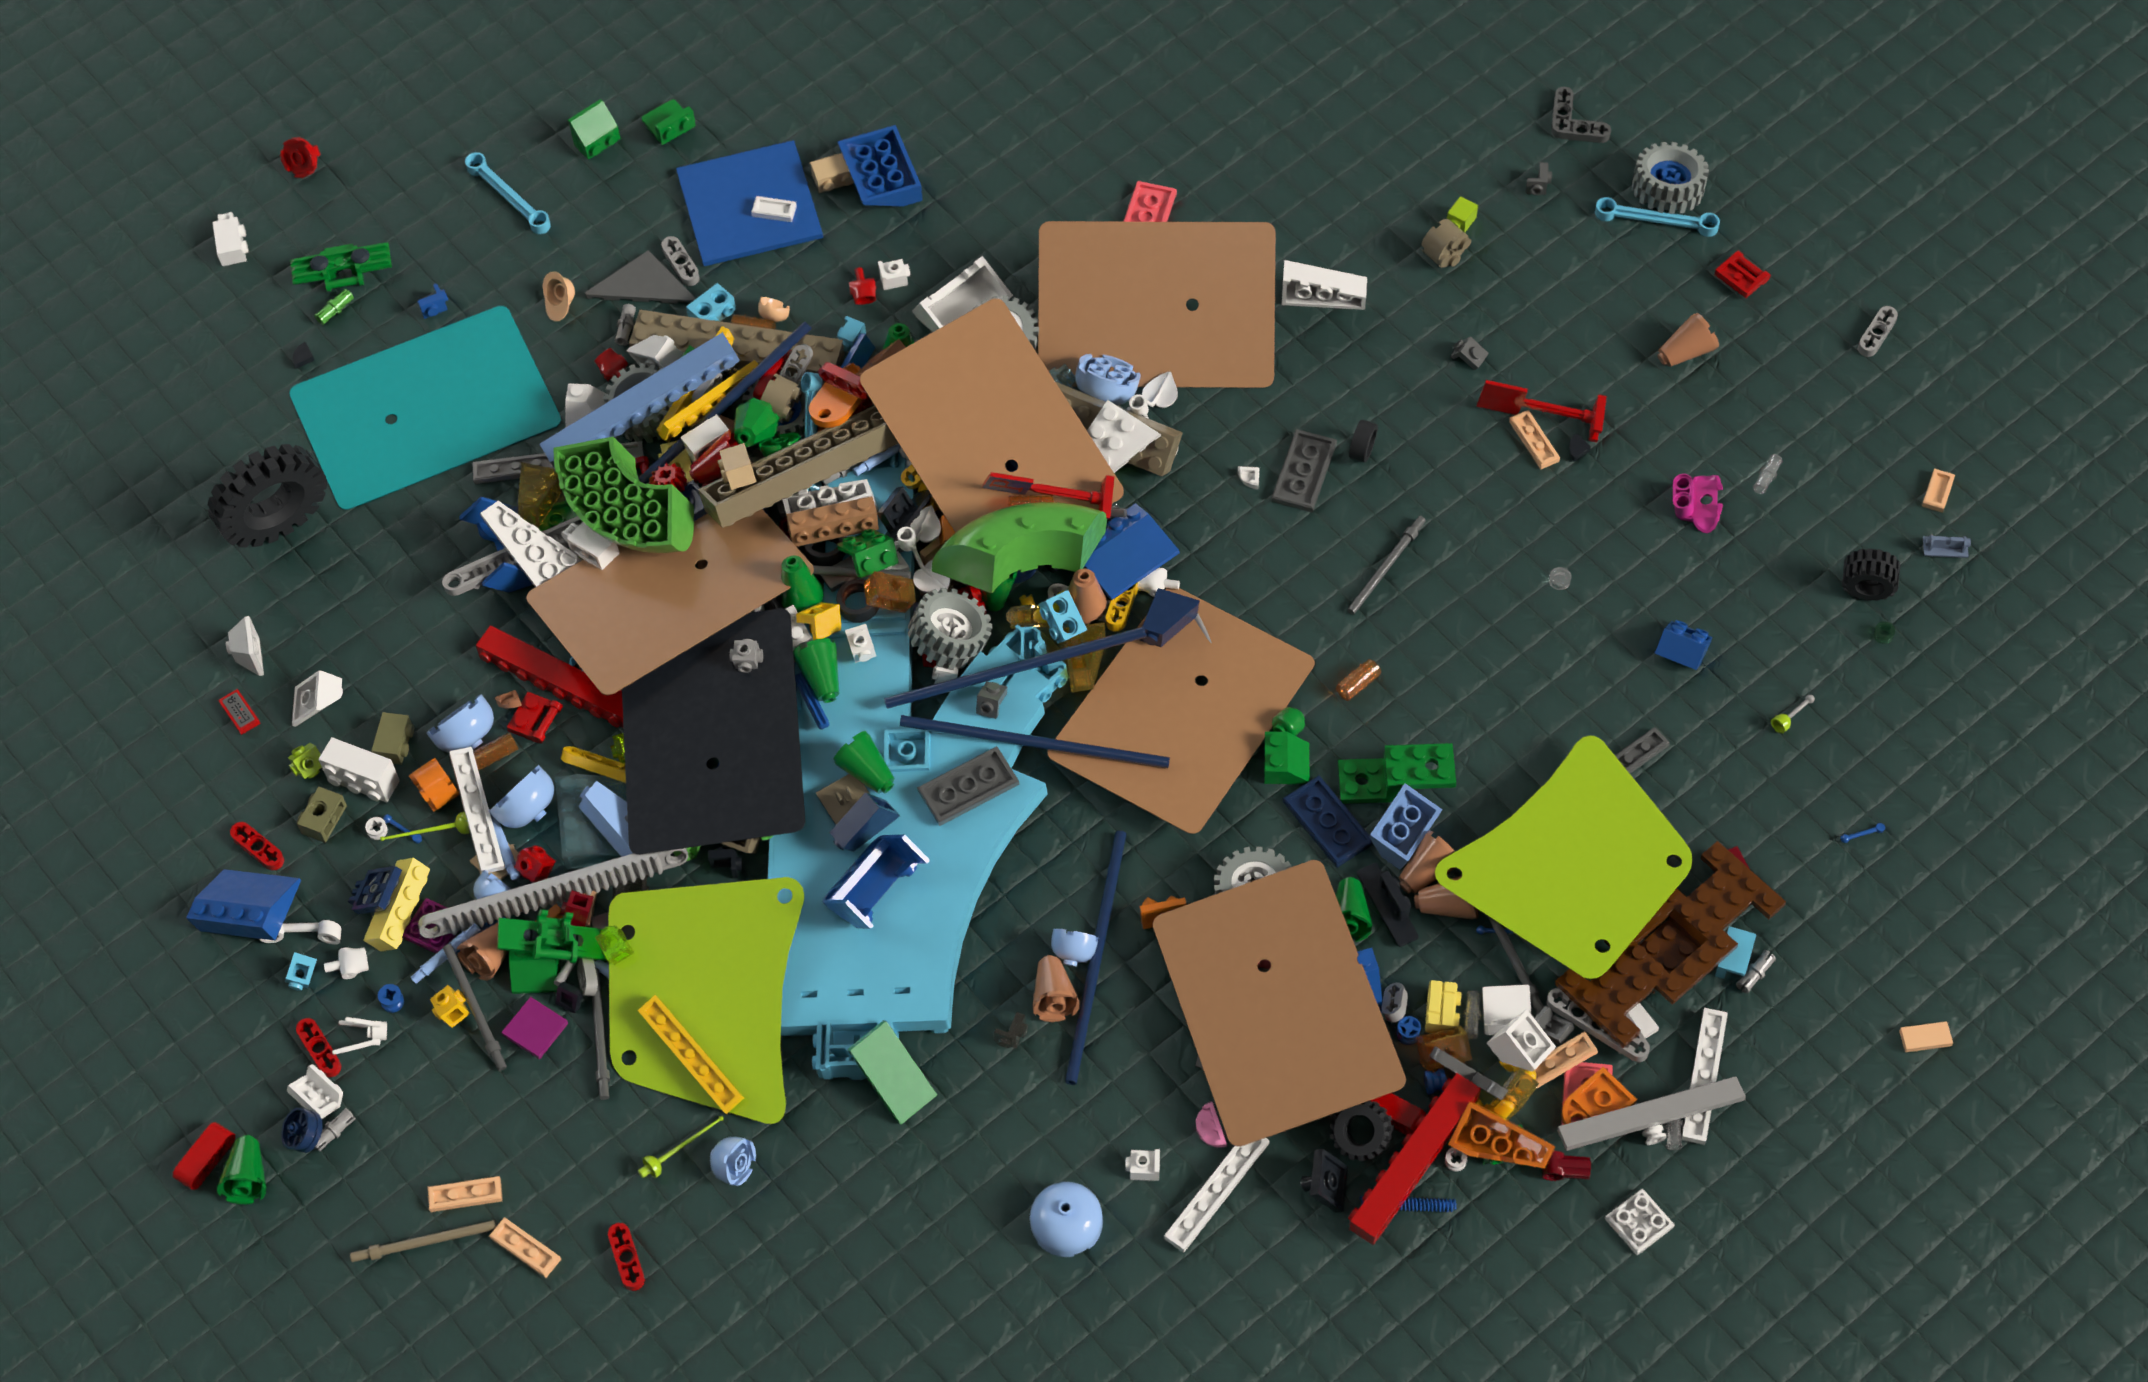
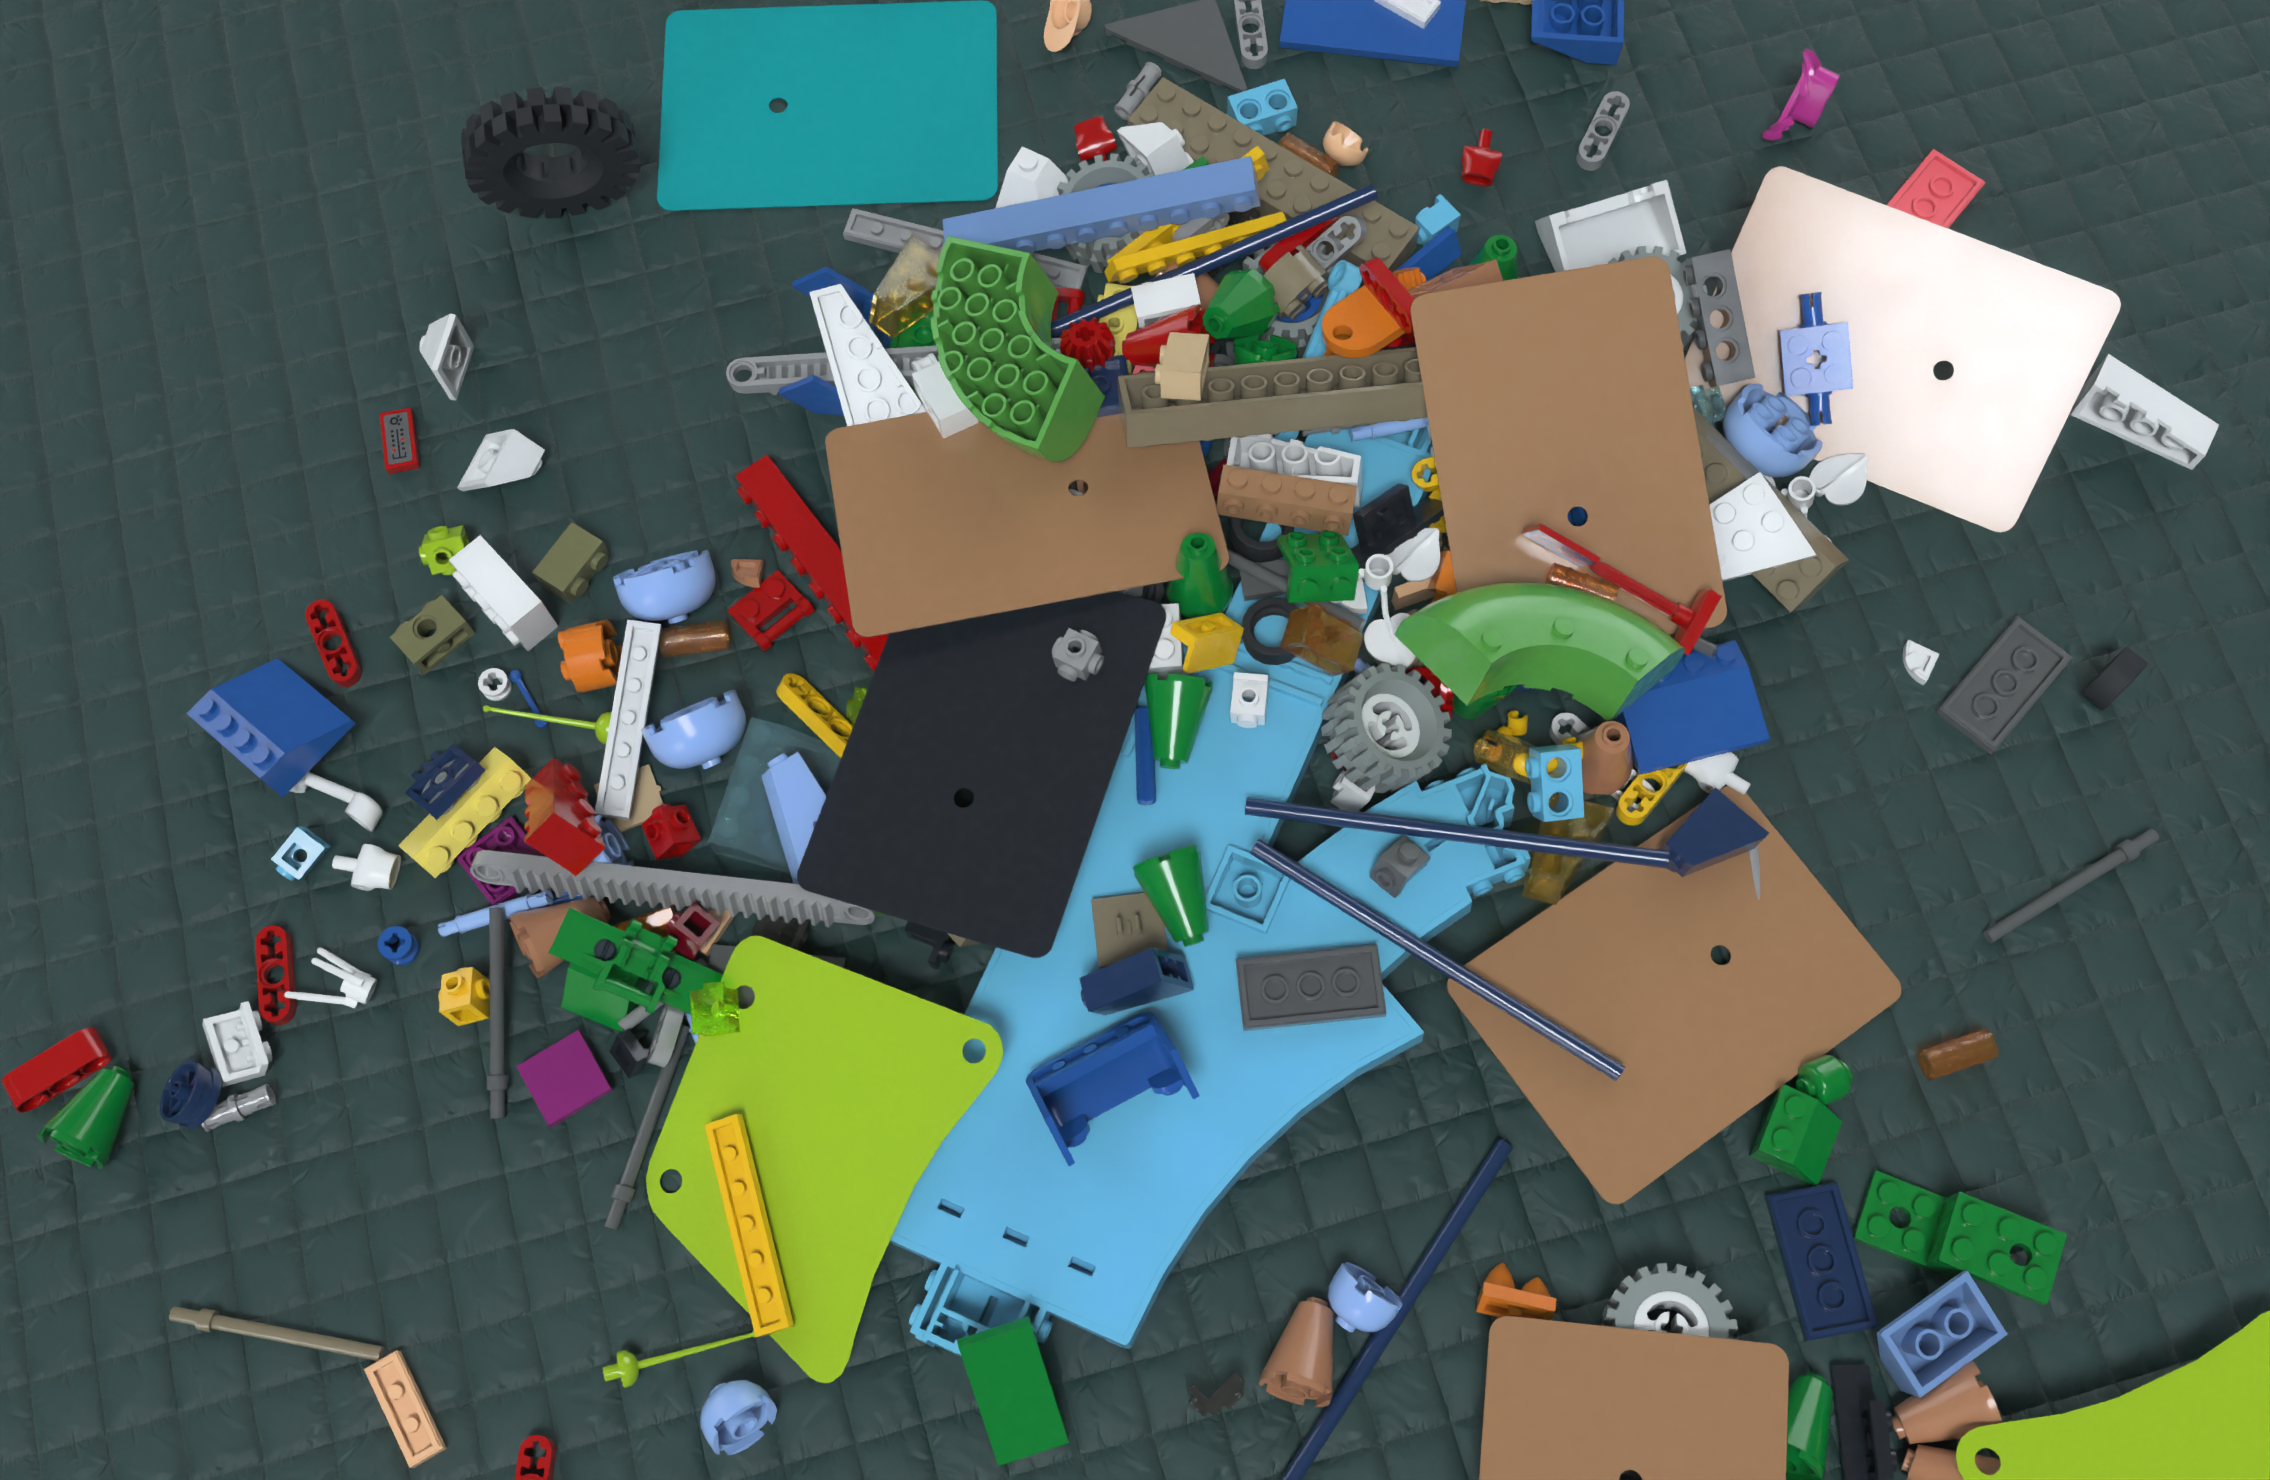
camera: 25 degrees right, 10 degrees up
(464, 1194) = (364, 1287): light nougat tile -> none
(467, 874) = (561, 817): none -> red wedge
(506, 853) = (643, 791): light blue piece -> none
(893, 274) = (1532, 156): white brick -> none
(926, 236) = (1602, 119): none -> light grey beam
(1034, 294) = (1726, 300): none -> brick
(1048, 177) = (1807, 98): none -> dark pink piece
(1118, 312) = (1833, 373): none -> brick

